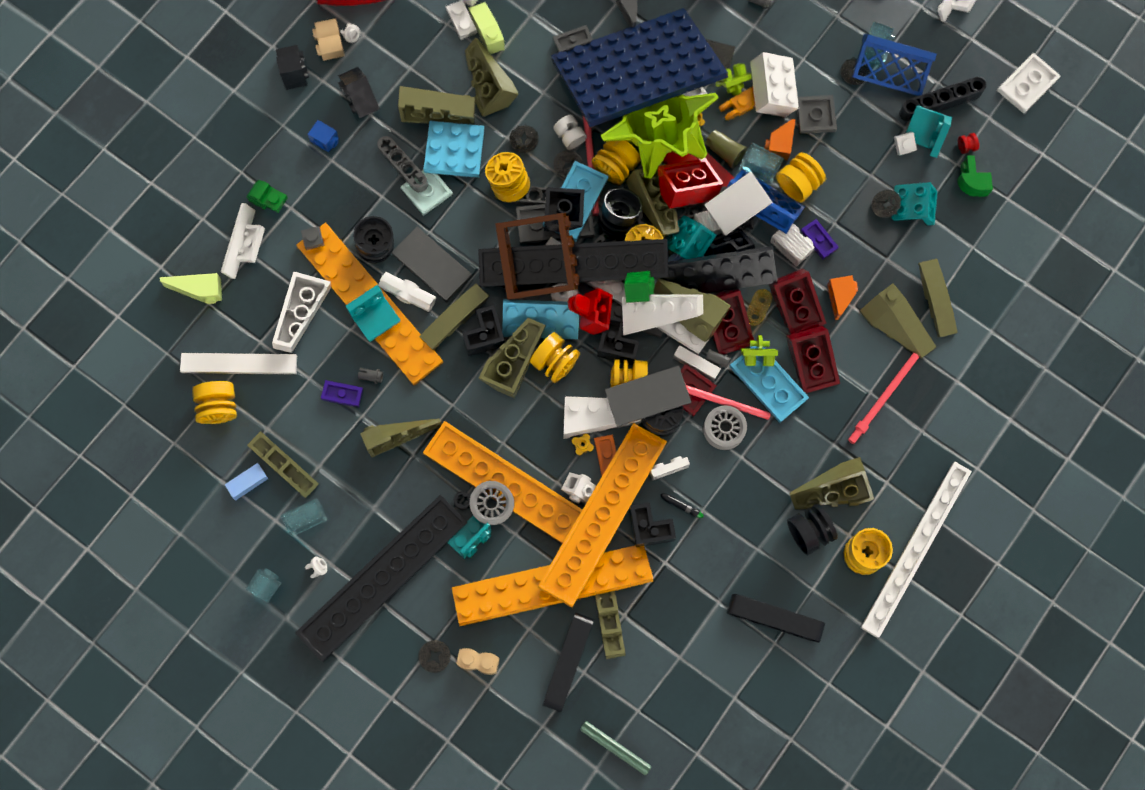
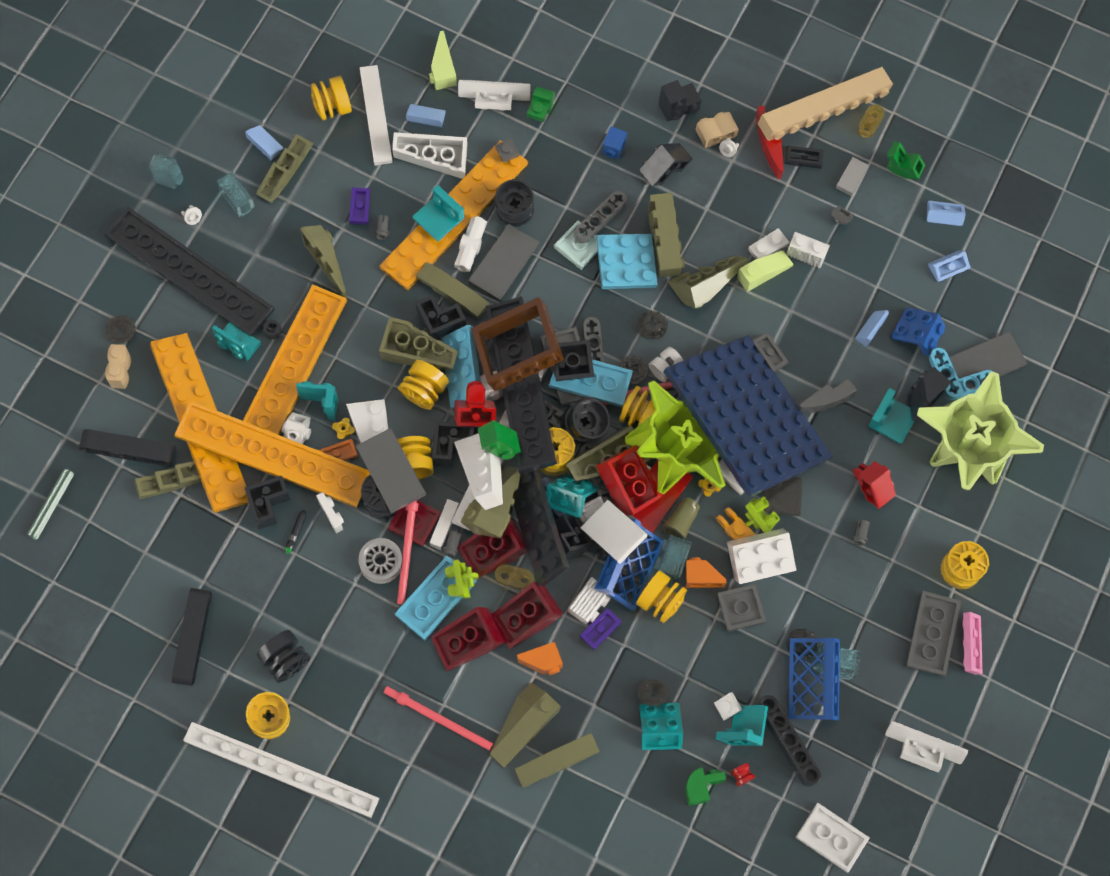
camera: 80 degrees right, 5 degrees down
(250, 313) = (425, 115): none -> light blue slope
(481, 488) = (266, 341): light grey wheel -> none
(507, 177) = (602, 311): yellow wheel -> none
(559, 451) = (325, 393): none -> teal bracket
(840, 485) = (338, 684): olive wedge -> none

